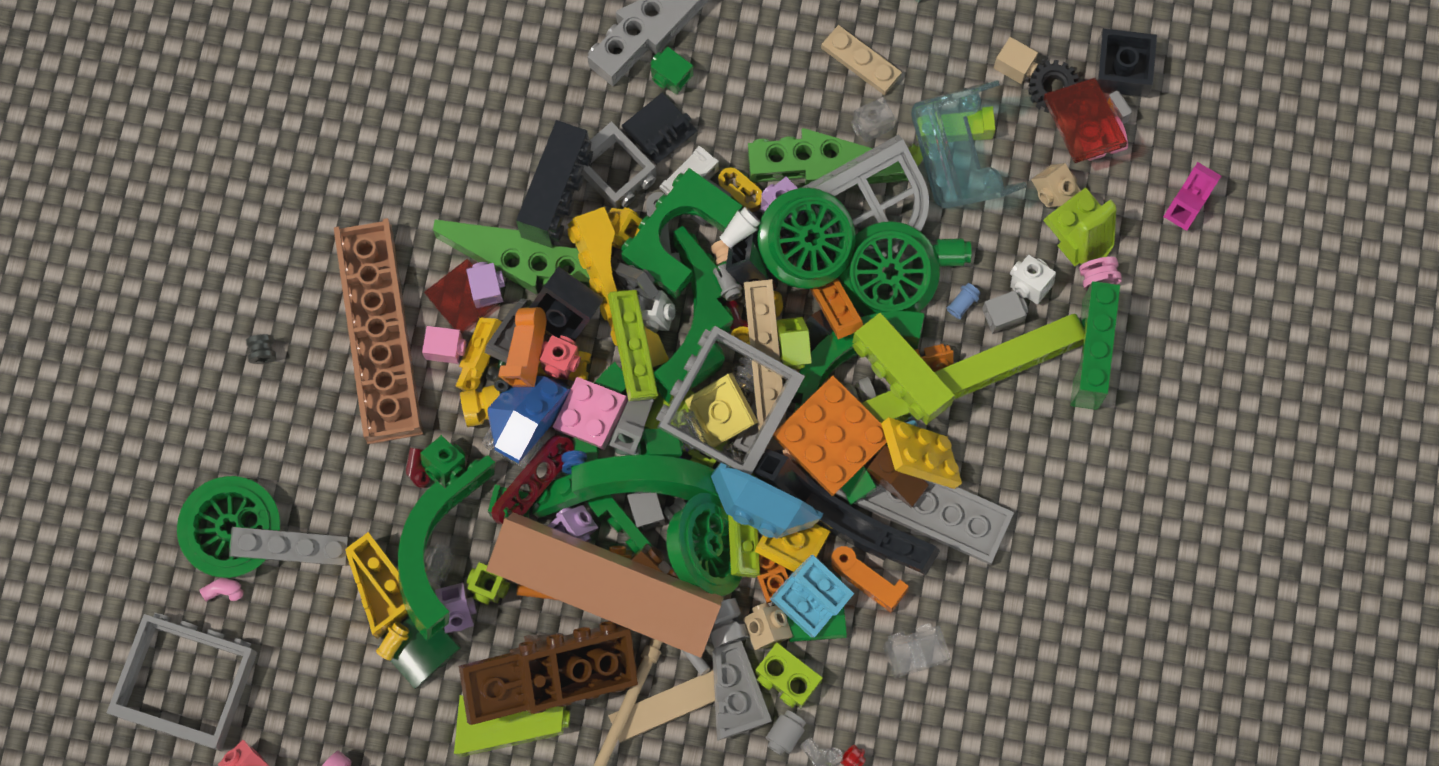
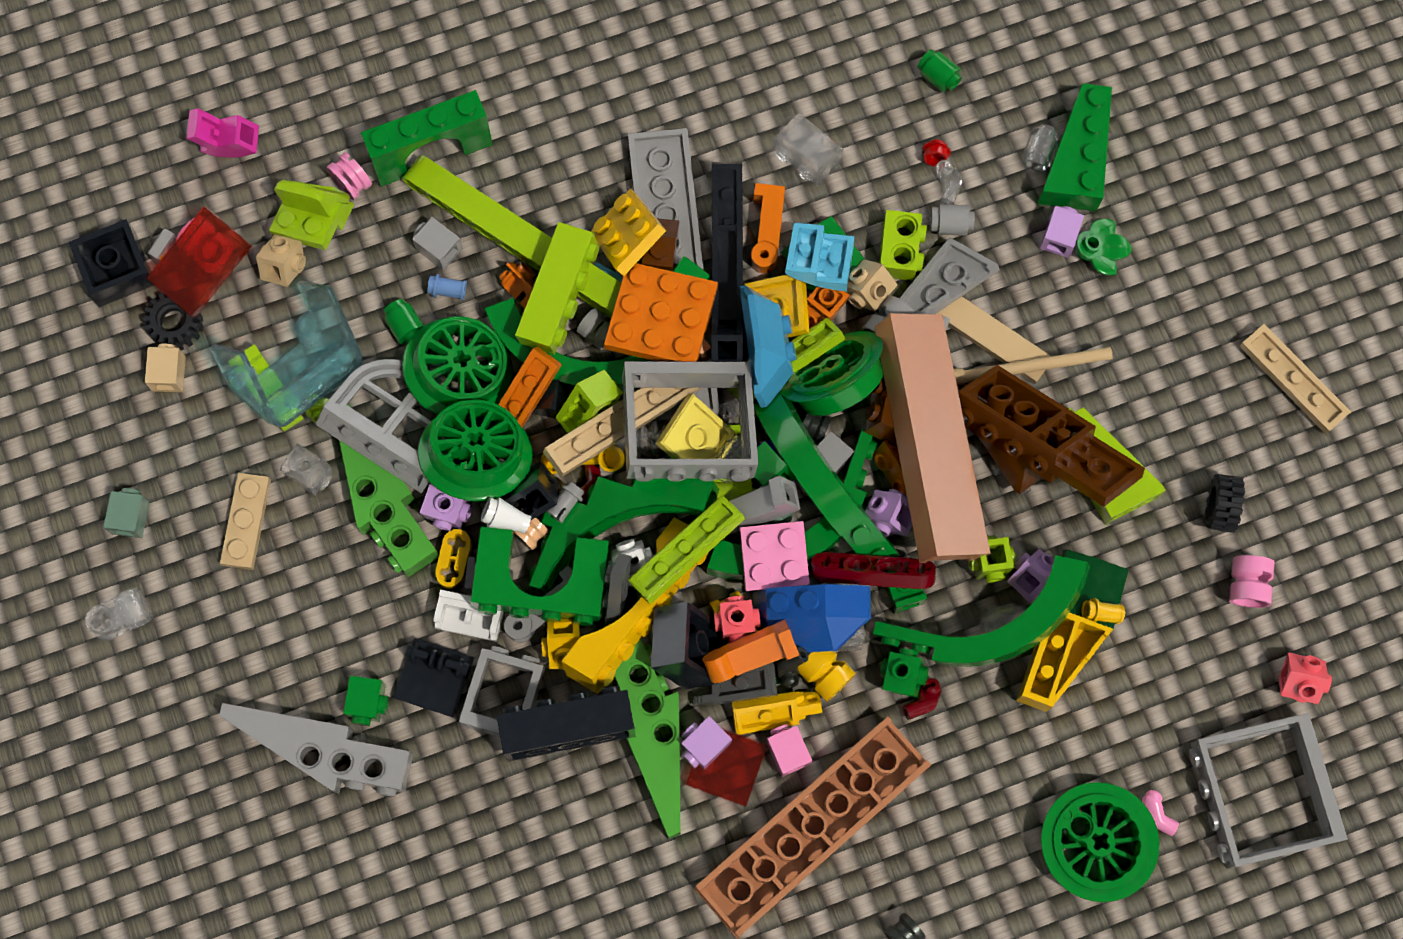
camera: 125 degrees left, 0 degrees up
(288, 546) = (1082, 769): light grey plate -> none
(572, 459) = (832, 539): blue bush -> none
(1032, 278) = (390, 233): white brick -> none

